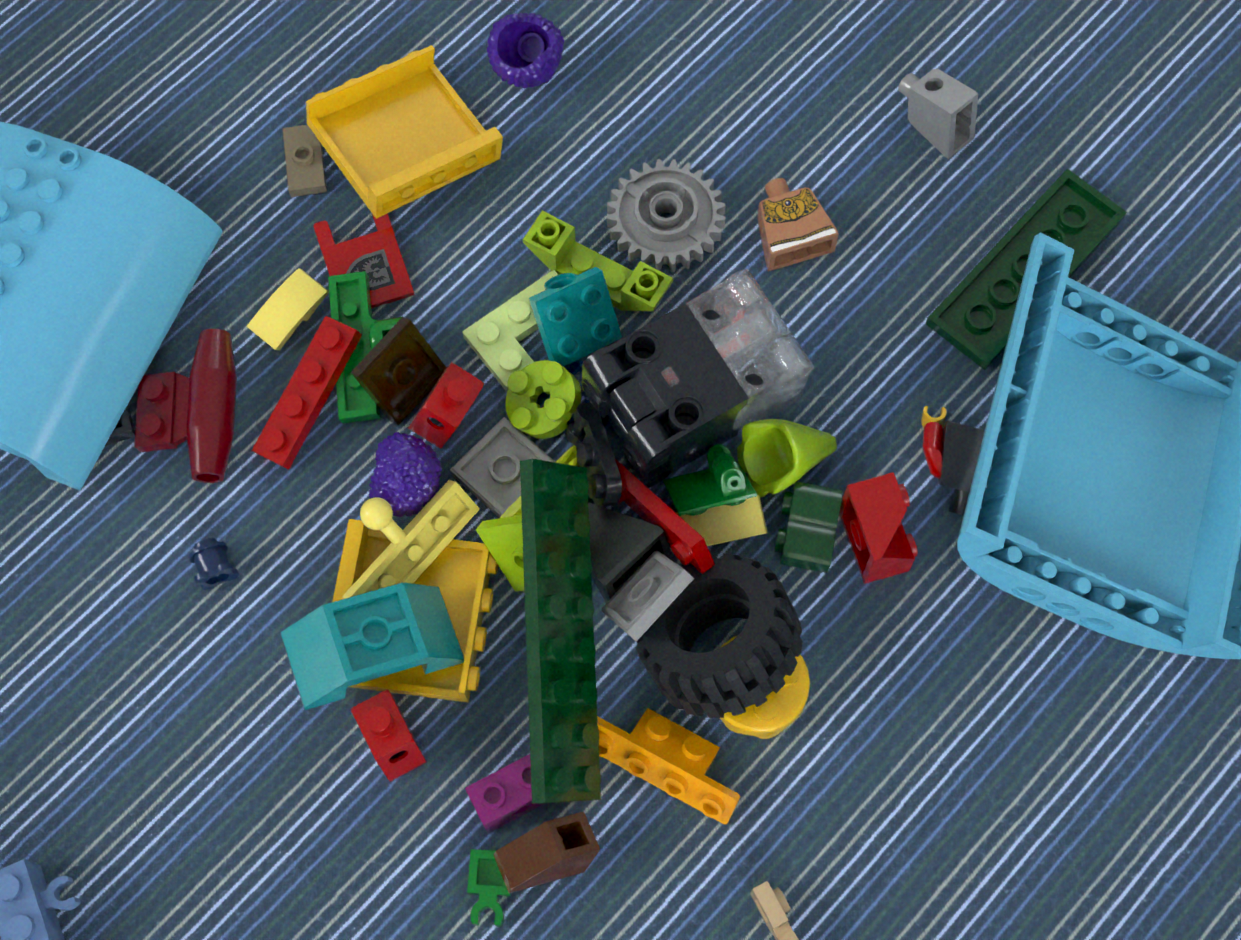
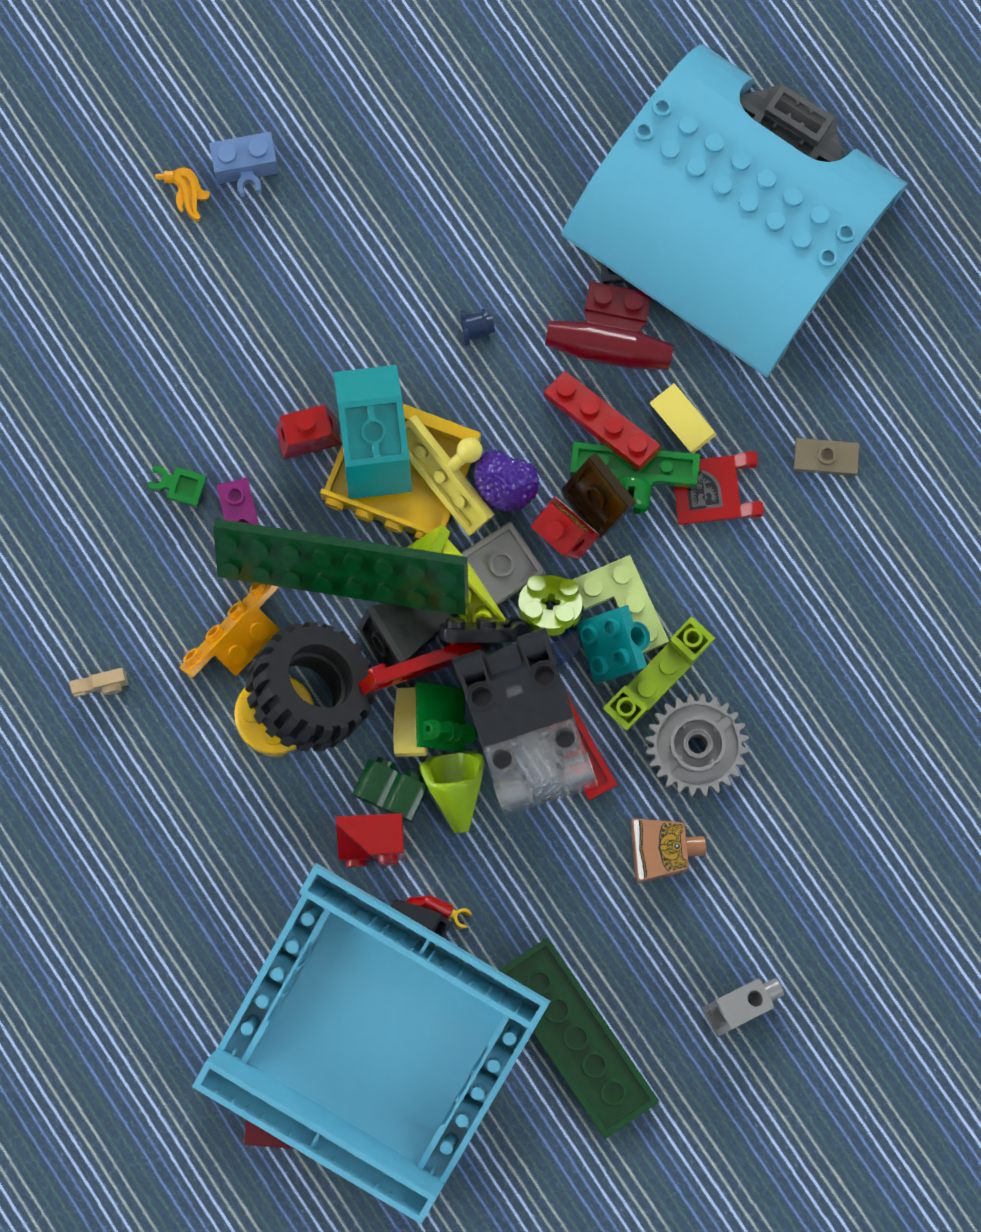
camera: 100 degrees right, 10 degrees up
(401, 132) = (827, 541): yellow panel -> none
(525, 49) = (882, 660): dark purple hair -> none
(548, 853) = (186, 527): reddish brown slope -> none
(647, 594) = (351, 637): light grey tile -> none

